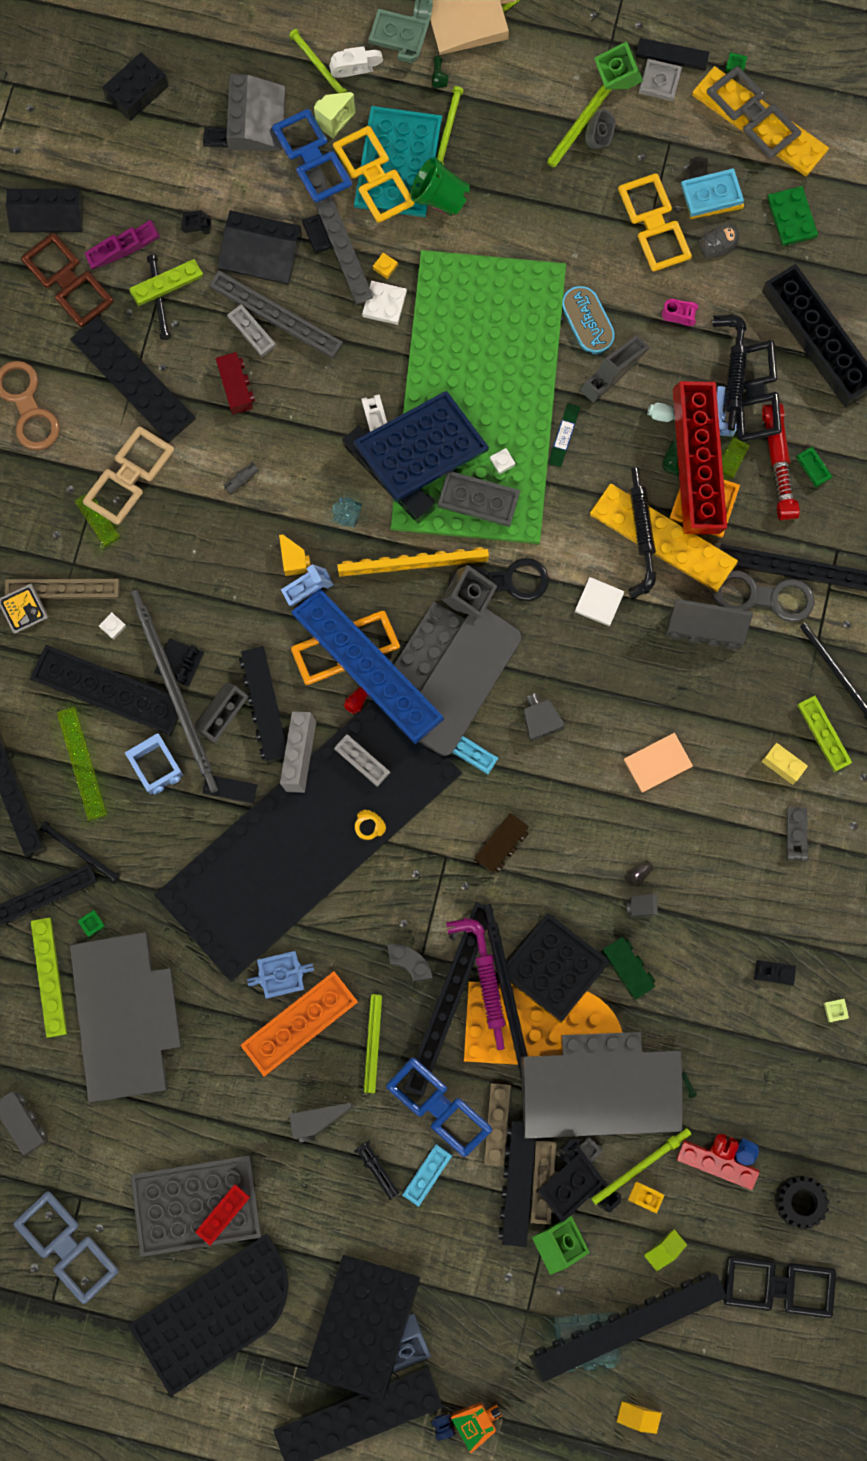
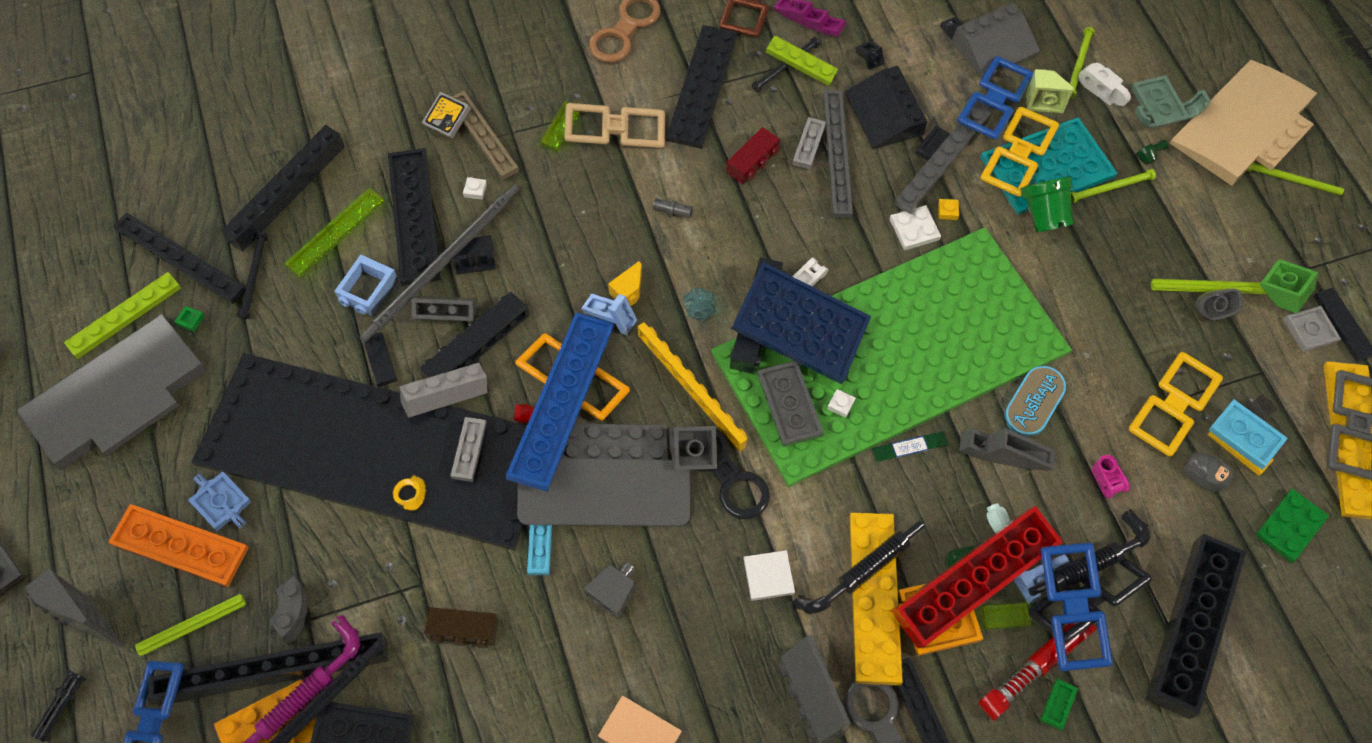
camera: 55 degrees right, 15 degrees down
(762, 406) = (1076, 607): none -> blue bar

